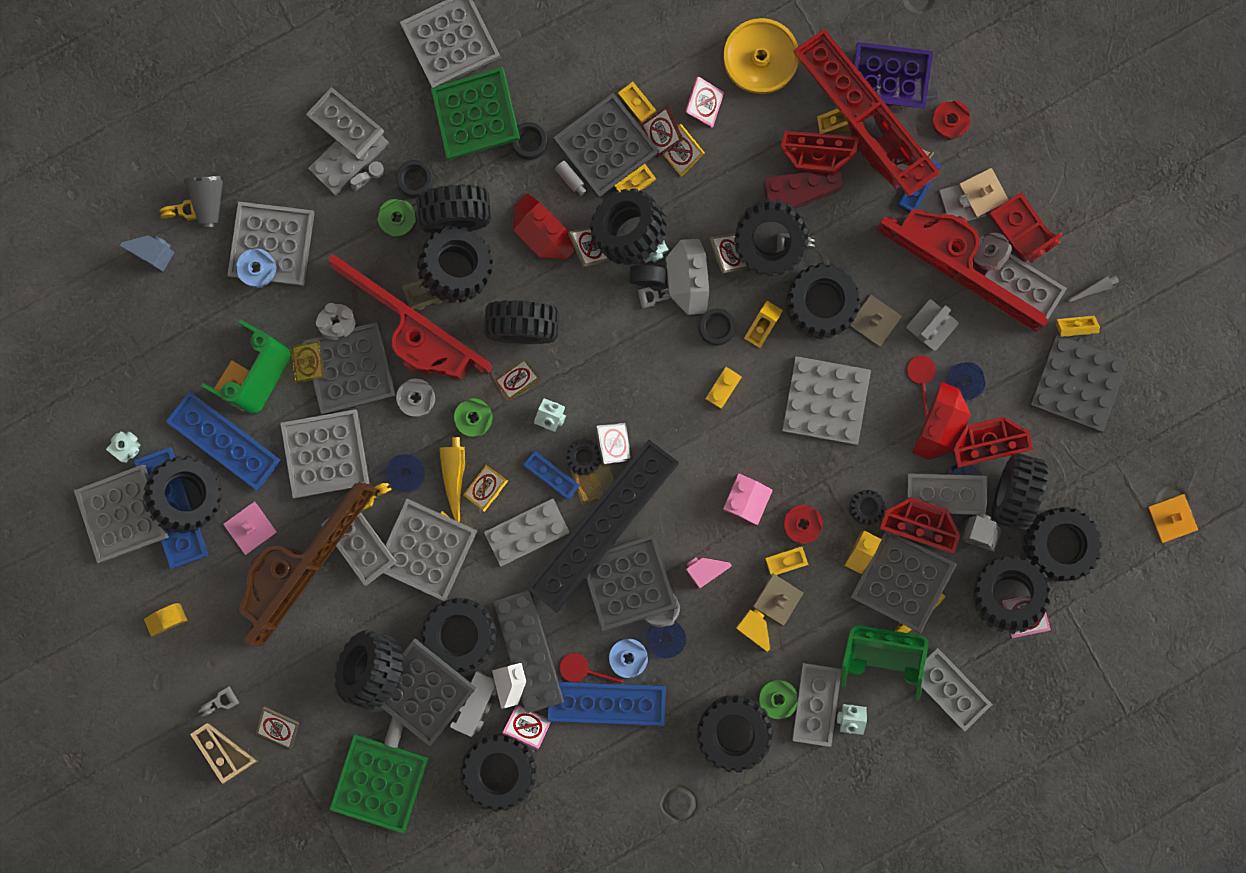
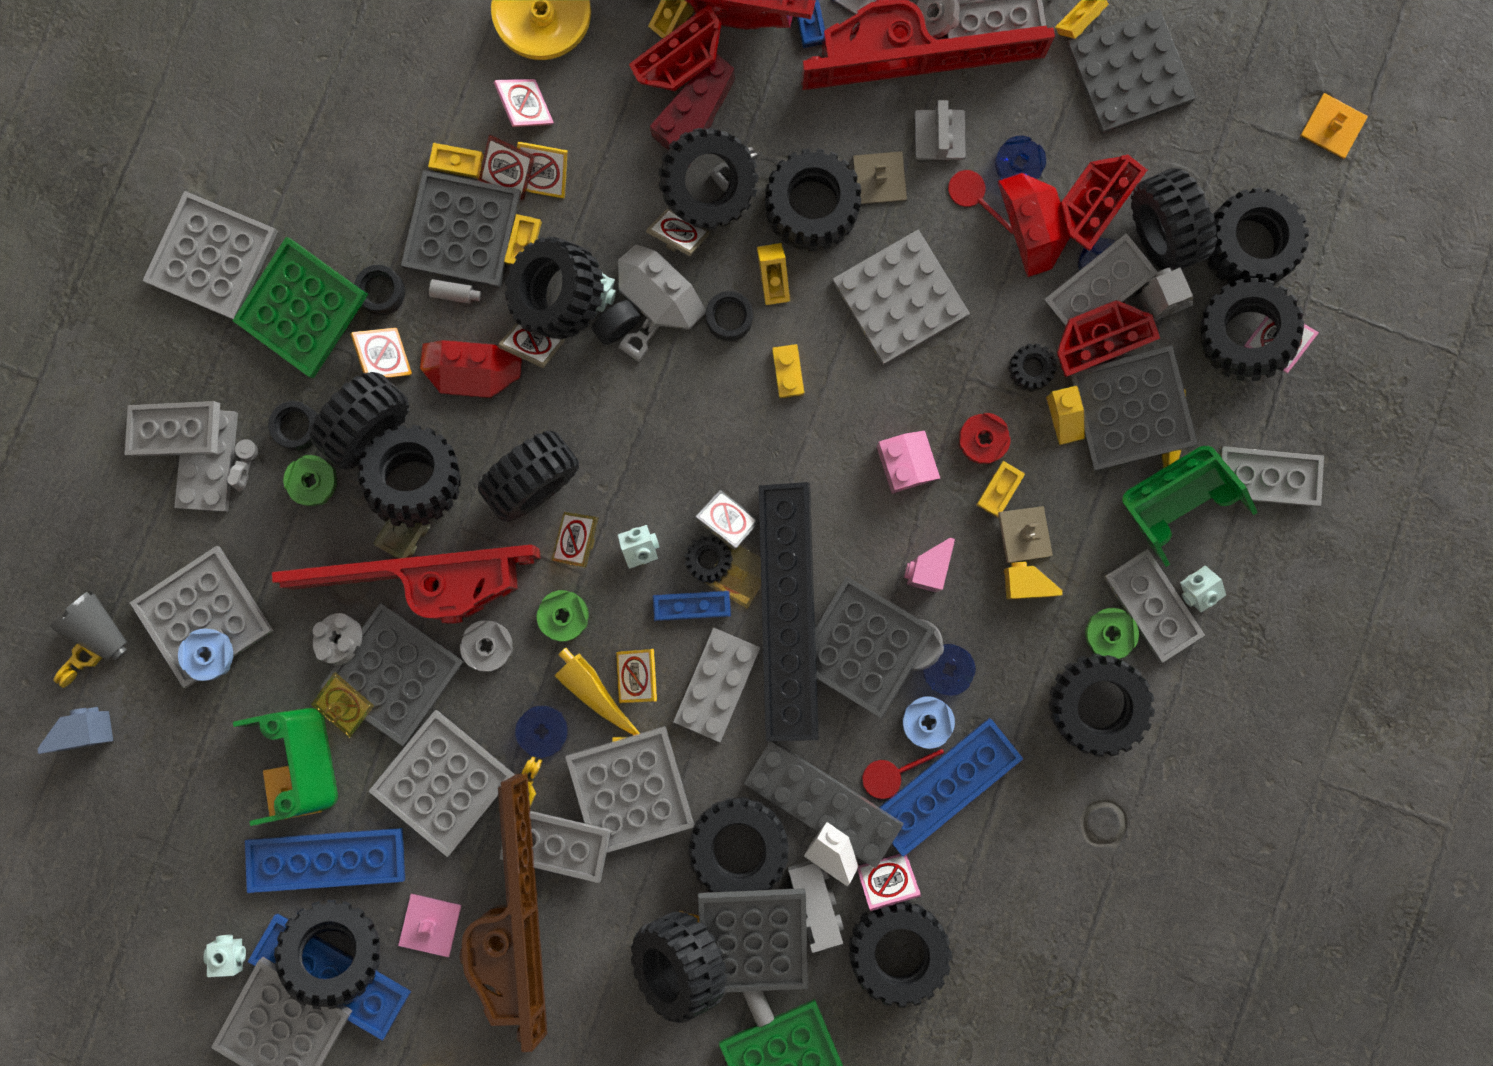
camera: 40 degrees left, 0 degrees up
(499, 179) = (381, 352): none -> piece

